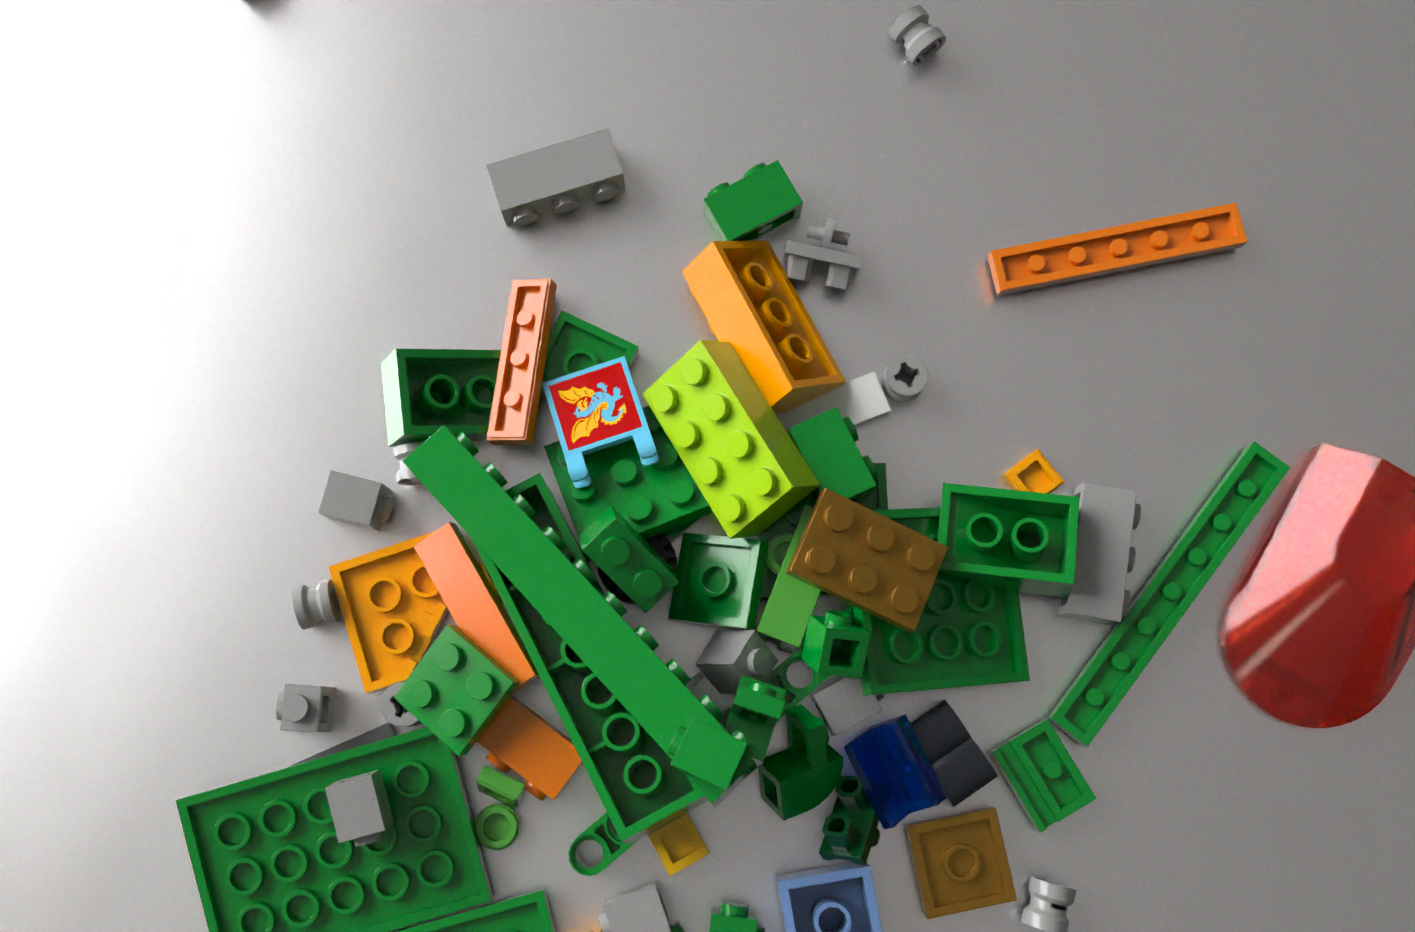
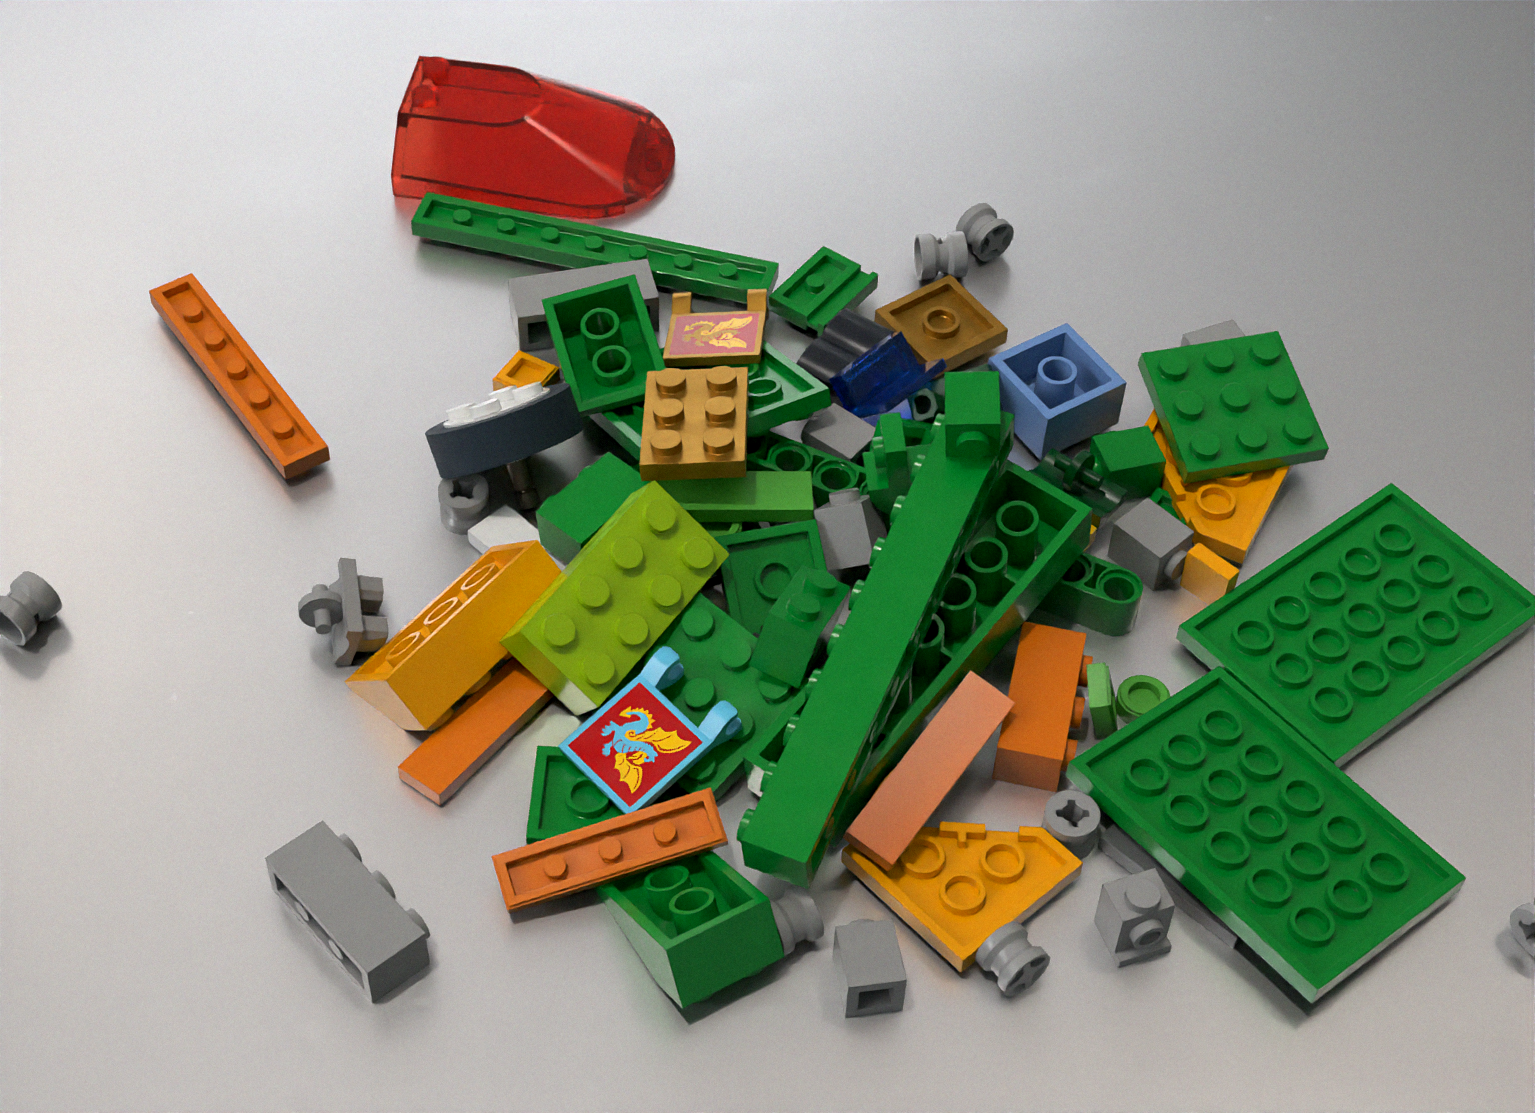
camera: 115 degrees left, 30 degrees down
(360, 808) = (1203, 788): light grey brick -> none
(456, 690) = (1028, 745): green plate -> none
(672, 301) = (474, 732): none -> orange tile
(716, 879) = (1082, 483): none -> dark green hips
(753, 204) = (311, 696): green brick -> none
(835, 645) = (795, 430): green brick -> none
(942, 418) = (505, 432): none -> black wheel
(1005, 646) = (716, 336): none -> flag

